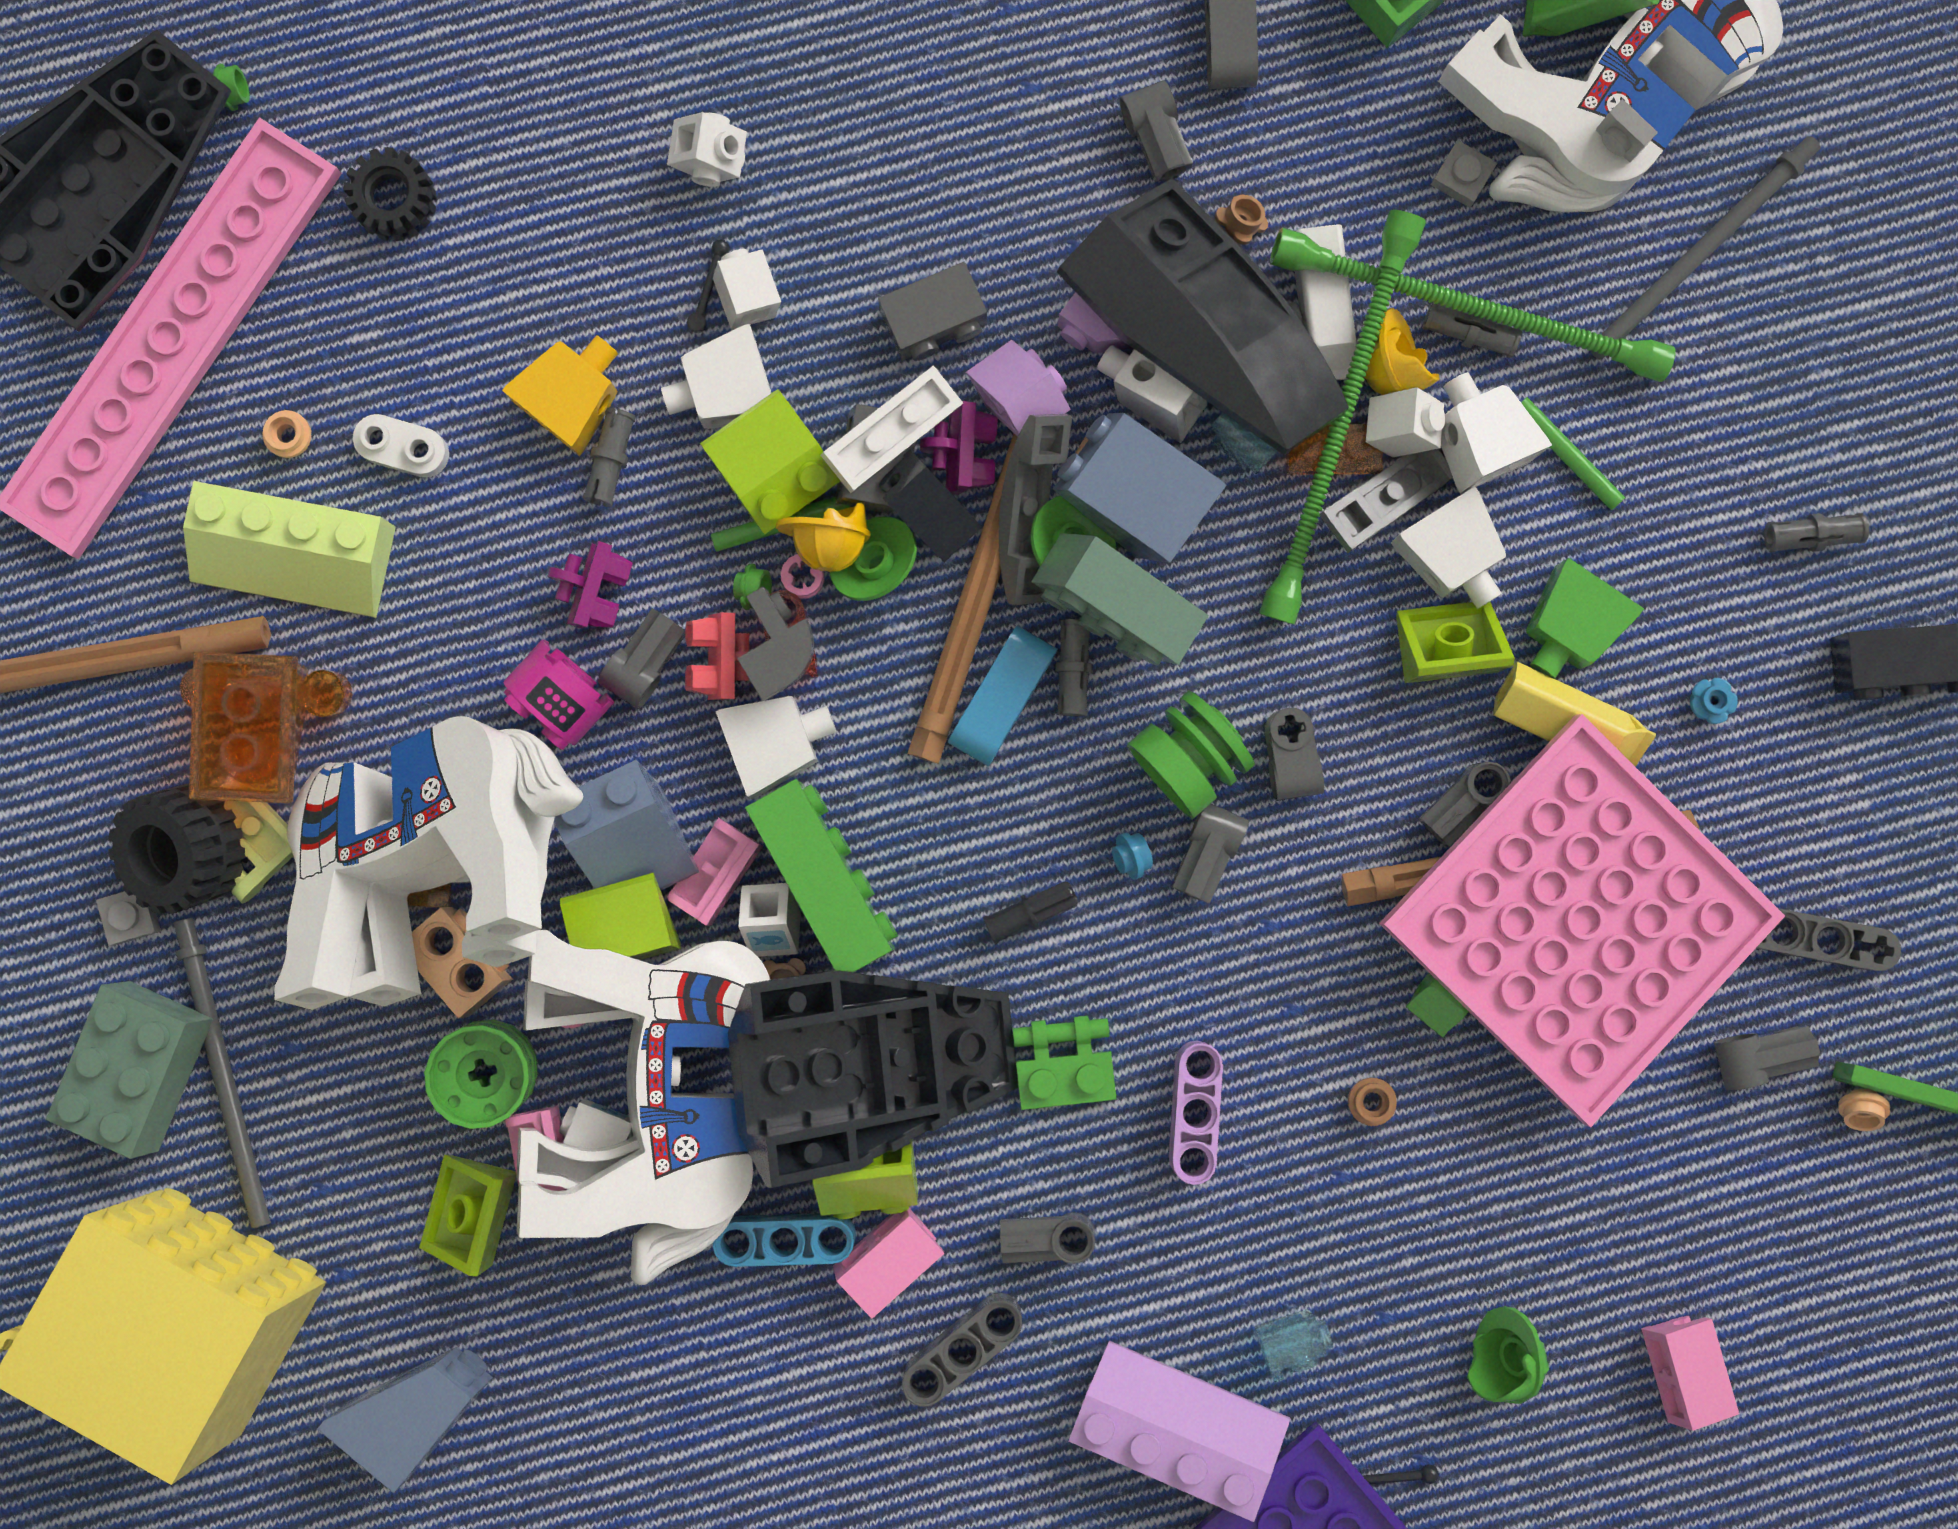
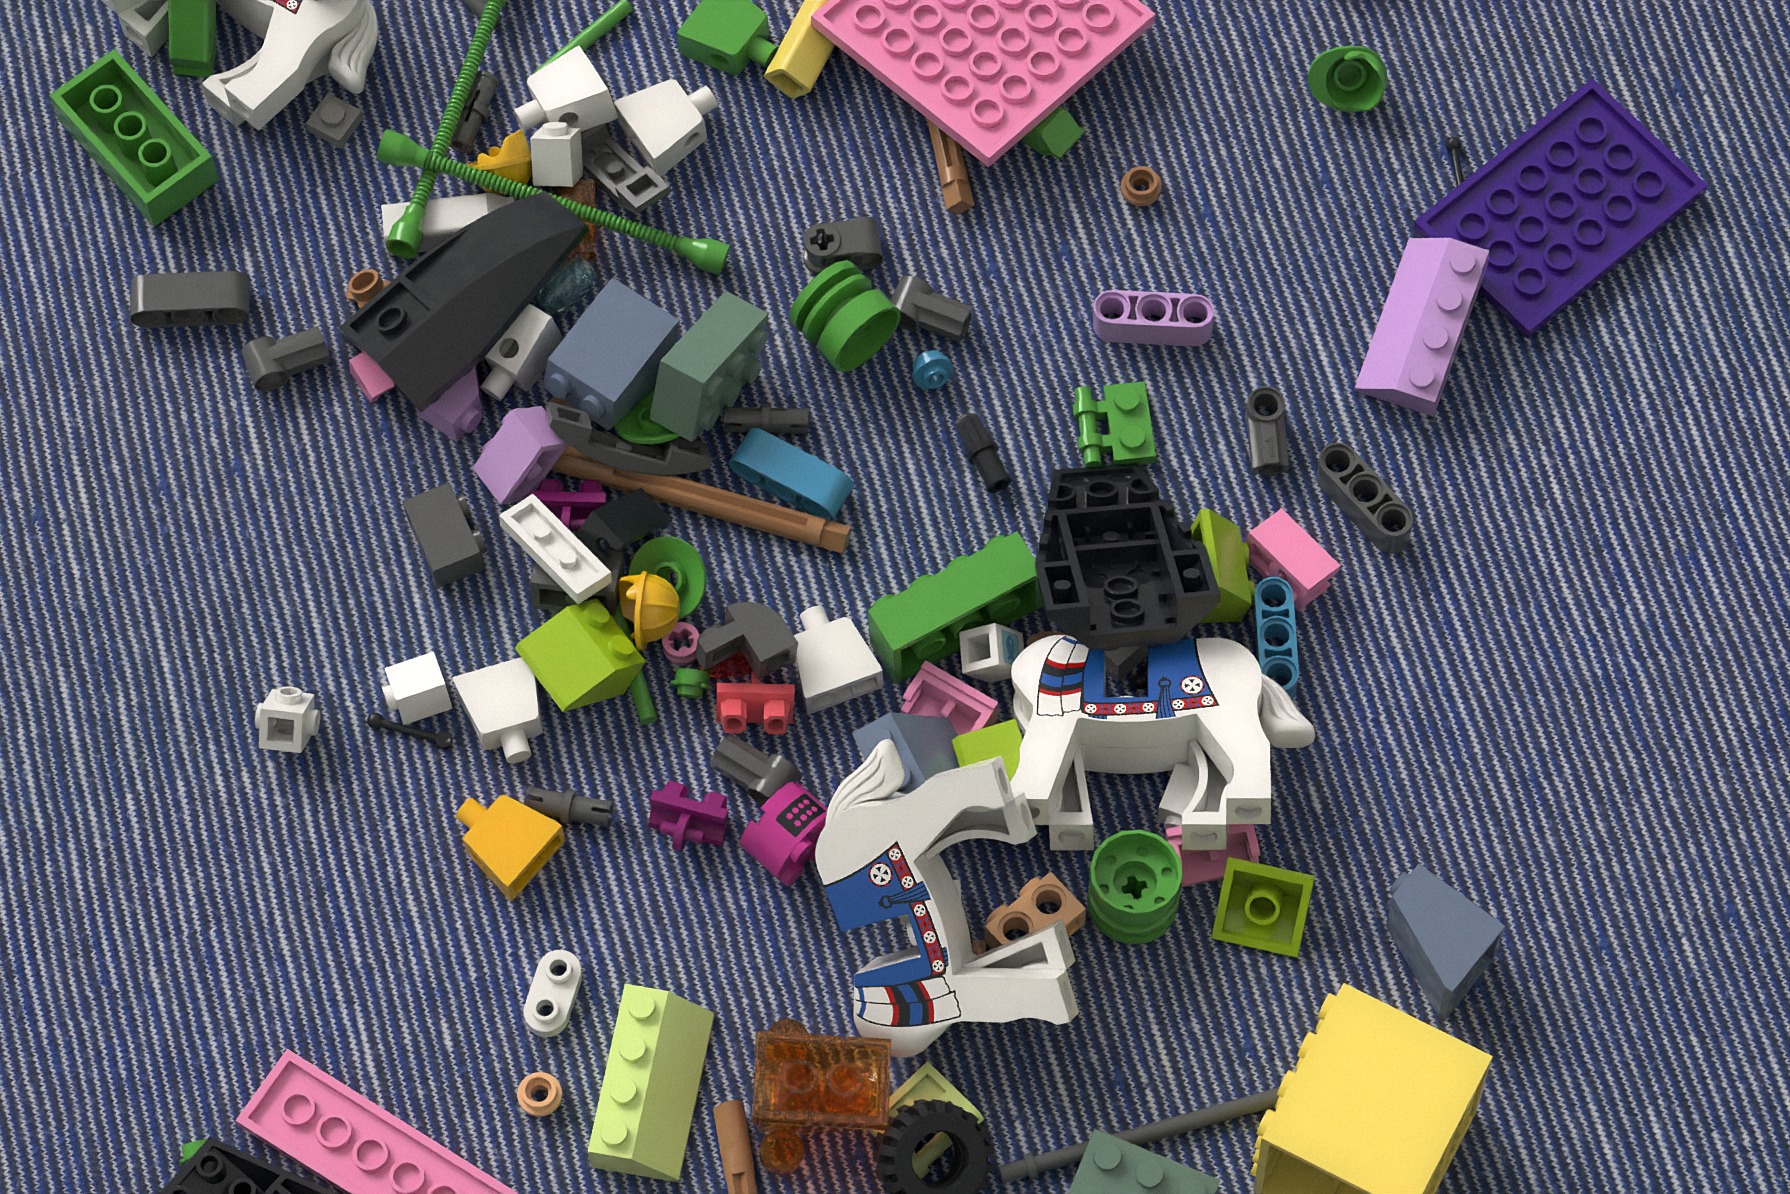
camera: 85 degrees left, 20 degrees down
(373, 173) = (307, 980): black tyre -> none
(1293, 1342) = (1347, 244): clear light blue brick -> none
(1451, 642) = (746, 125): lime slope -> none
(1462, 804) = (885, 115): dark grey piece -> none

